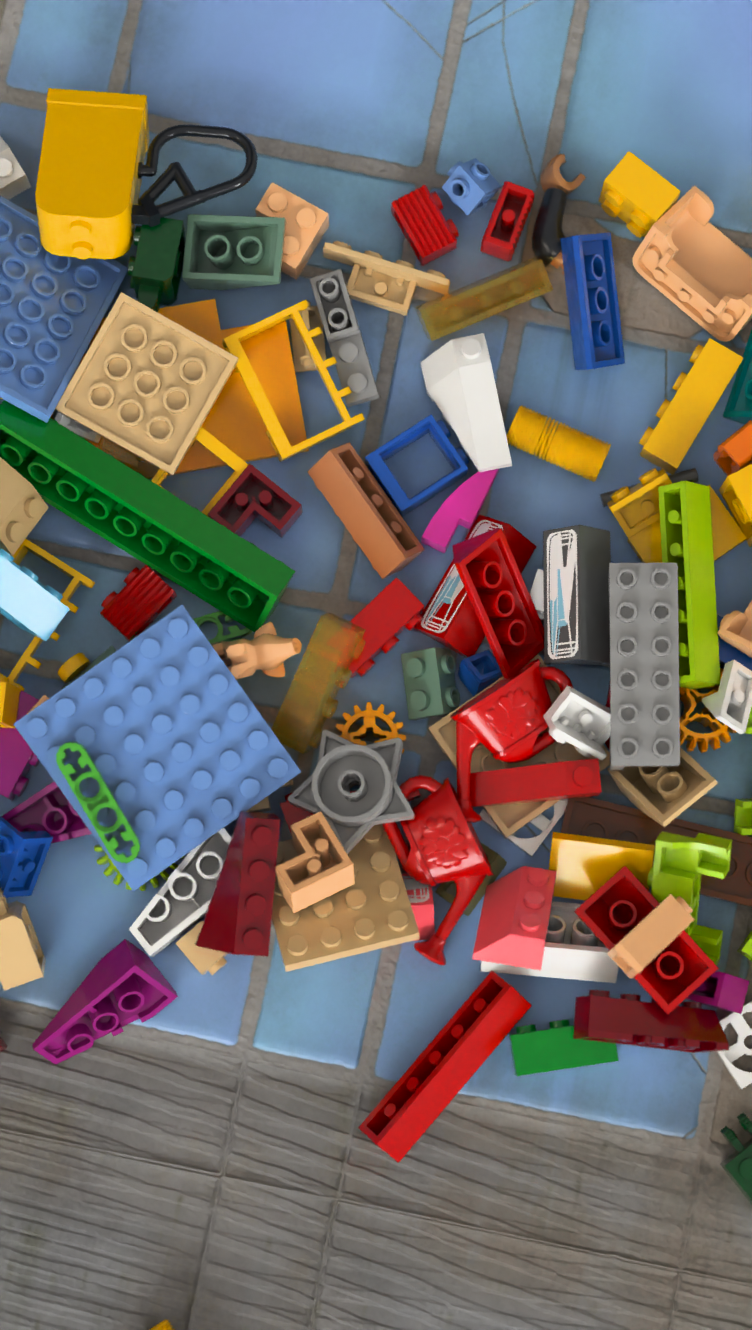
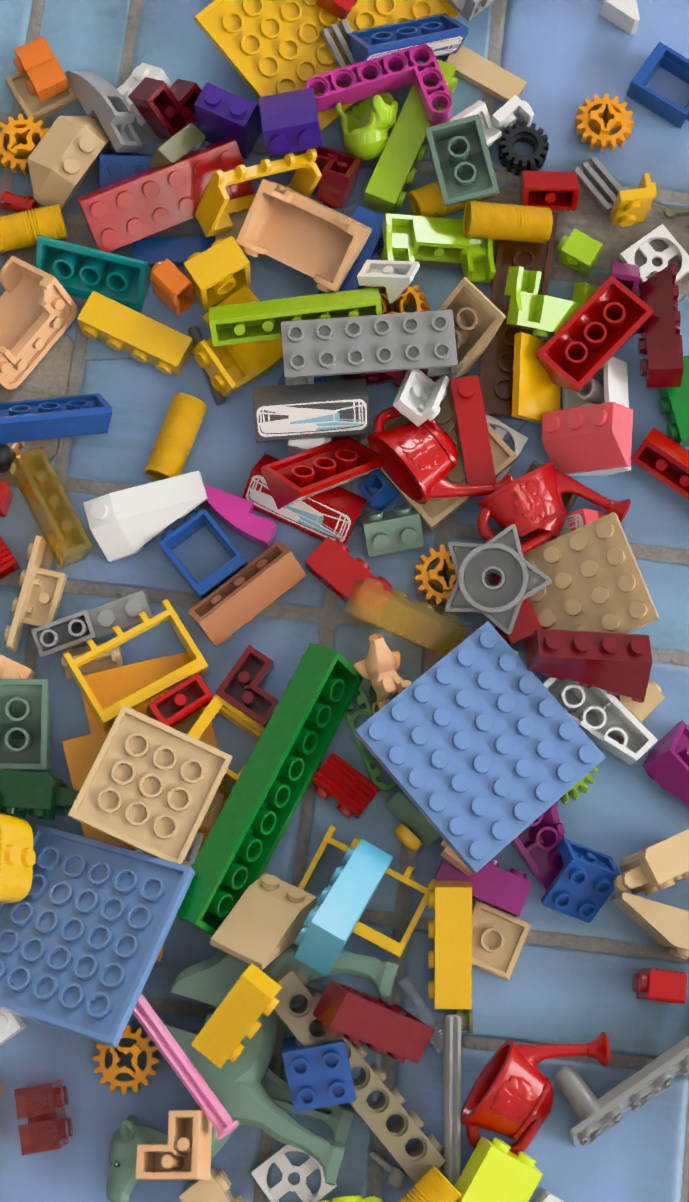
camera: 100 degrees left, 5 degrees down
(93, 804) = (537, 789): bright green beam -> none
(241, 423) = (180, 701): none -> red brick
(320, 867) = (566, 595): light nougat brick -> none
(651, 935) = (597, 322): light nougat slope -> none

